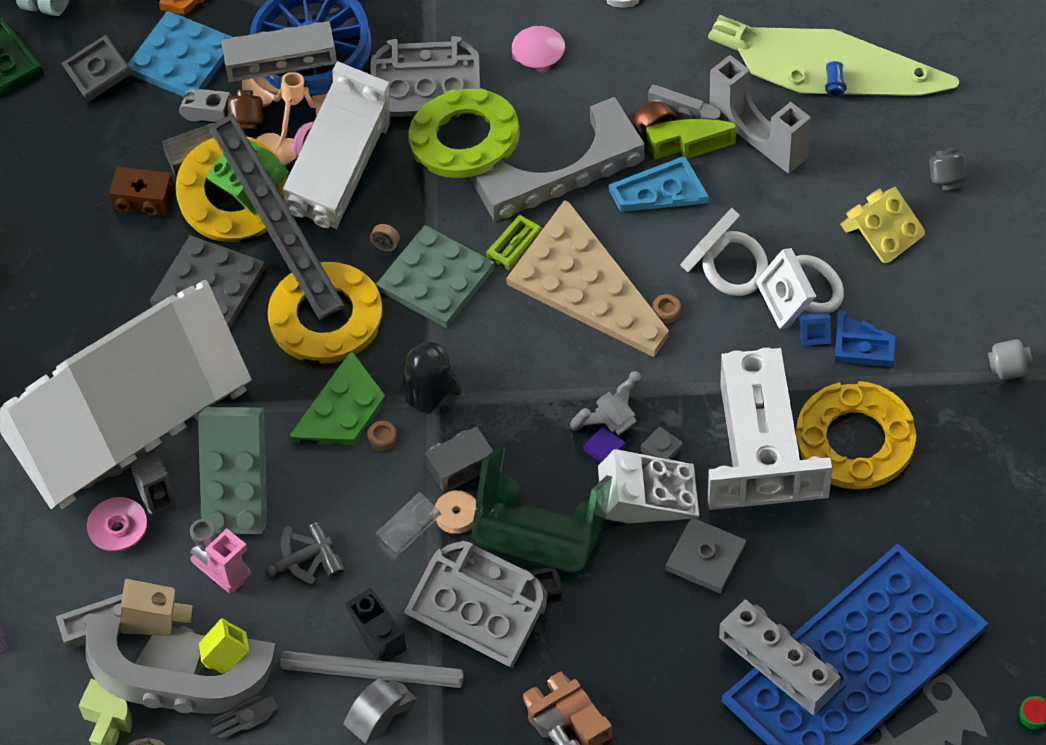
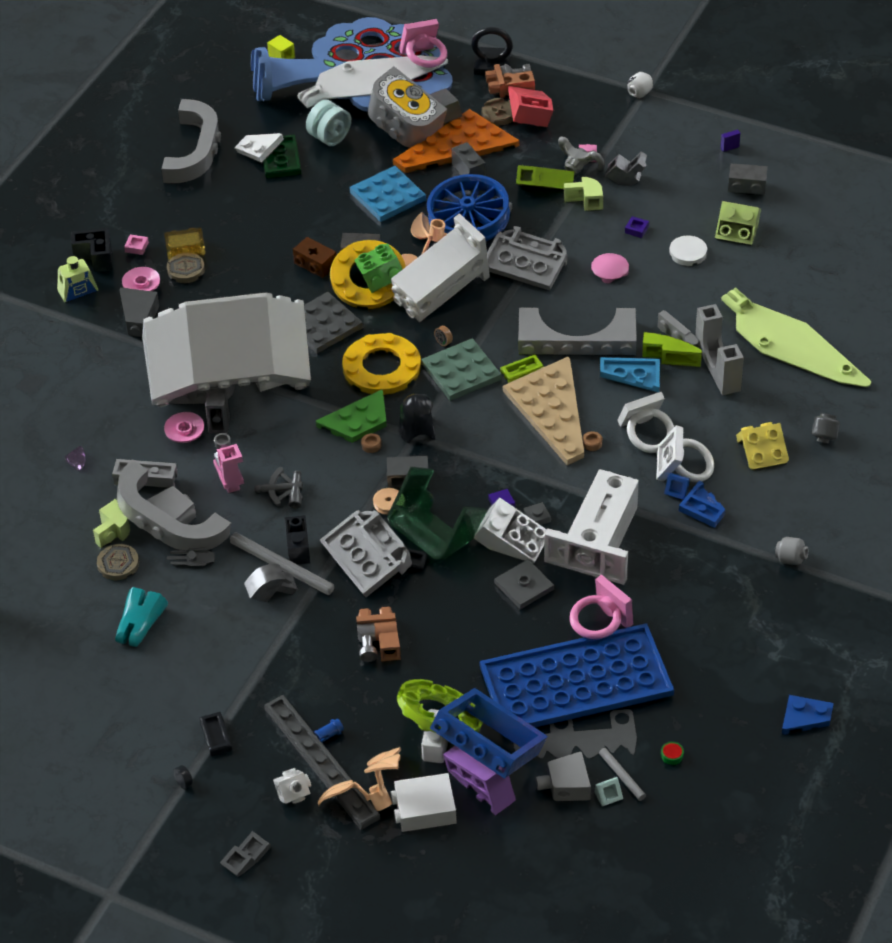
camera: 25 degrees right, 10 degrees down
(97, 68) = (332, 181): dark grey plate -> none
(151, 609) = (168, 471): tan torso -> none
(204, 105) = (385, 226): light grey leg -> none
(223, 646) = (199, 510): neon yellow brick -> none
(233, 468) = (264, 418): sand green brick -> none
(246, 109) = (404, 234): reddish brown head -> none
(276, 217) = (379, 295): dark grey tile -> none
(279, 51) = (438, 204): light grey brick -> none
(408, 523) = (354, 494): clear plate -> none
(470, 161) = (545, 306): lime plate -> none
(612, 409) = (517, 479): light grey piece -> none
(651, 114) = (652, 325): copper hair -> none
(780, 656) = (527, 651): light grey brick -> none
(835, 82) = (785, 353): blue pin -> none
(844, 536) = (612, 602): none -> bright pink tile
(866, 399) = (665, 531): yellow plate -> none

